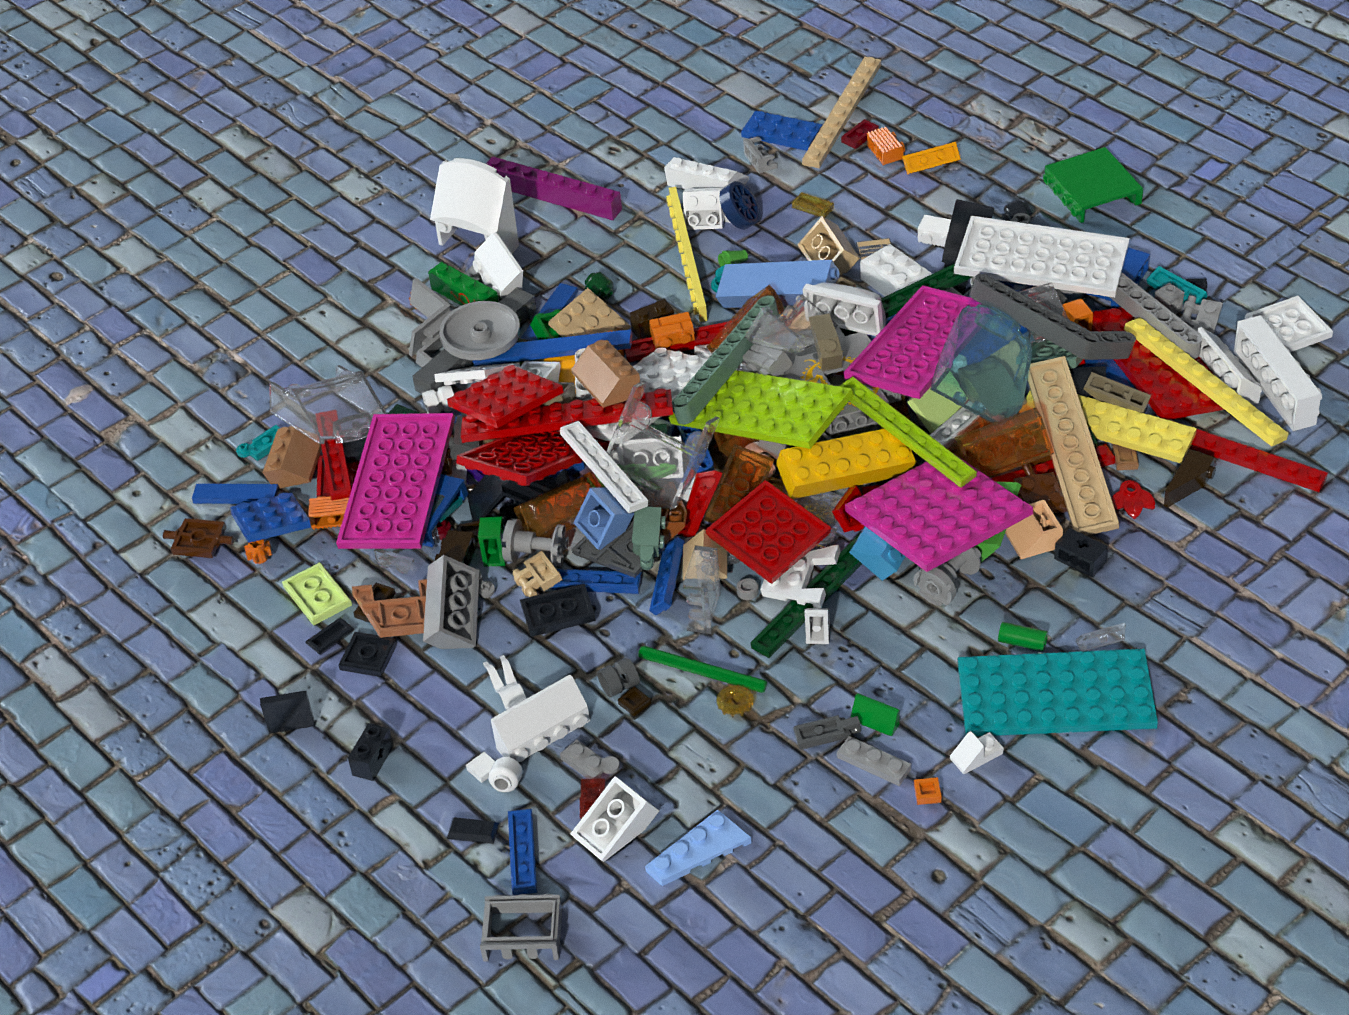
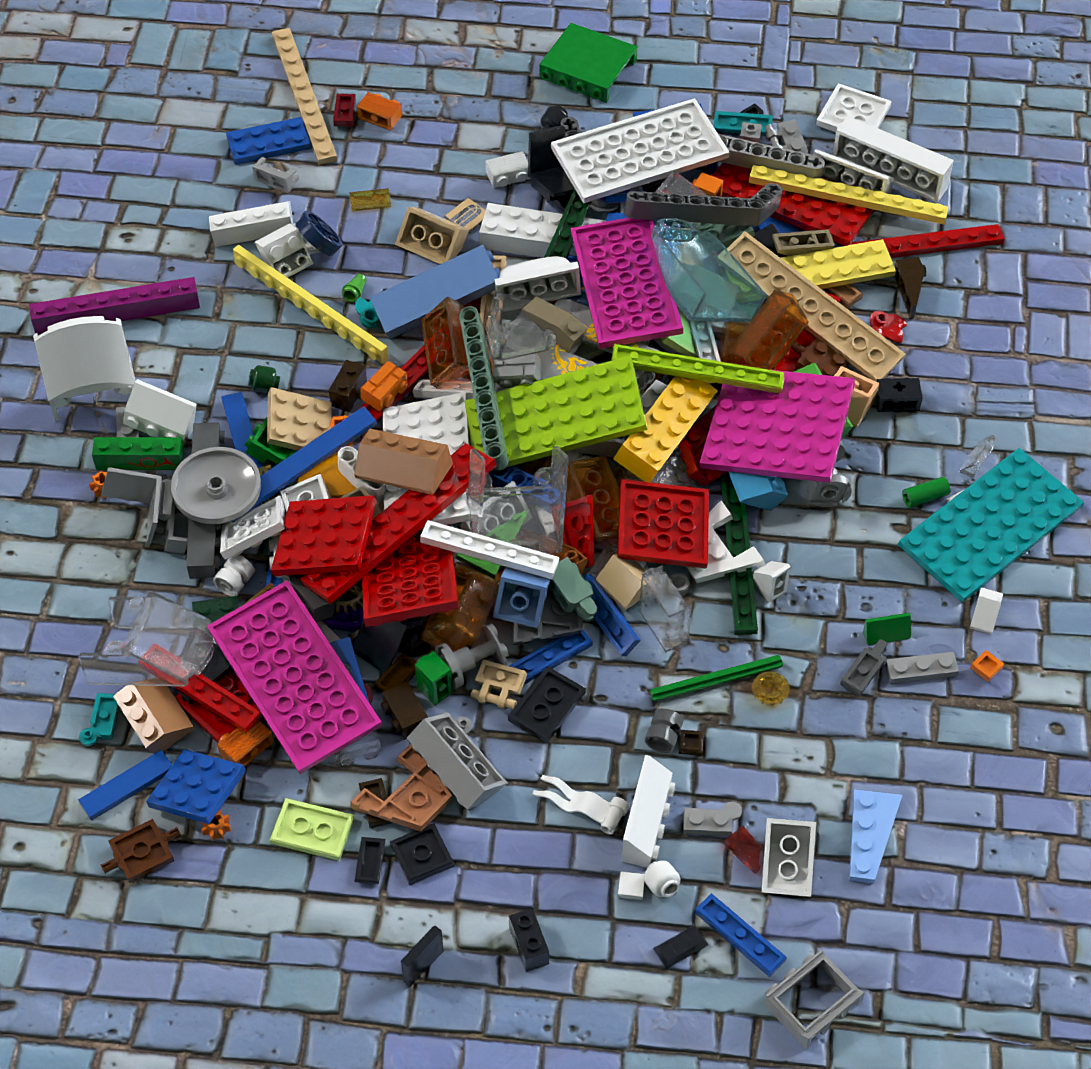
camera: 45 degrees left, 10 degrees up
(931, 158) = (431, 103): light orange plate -> none

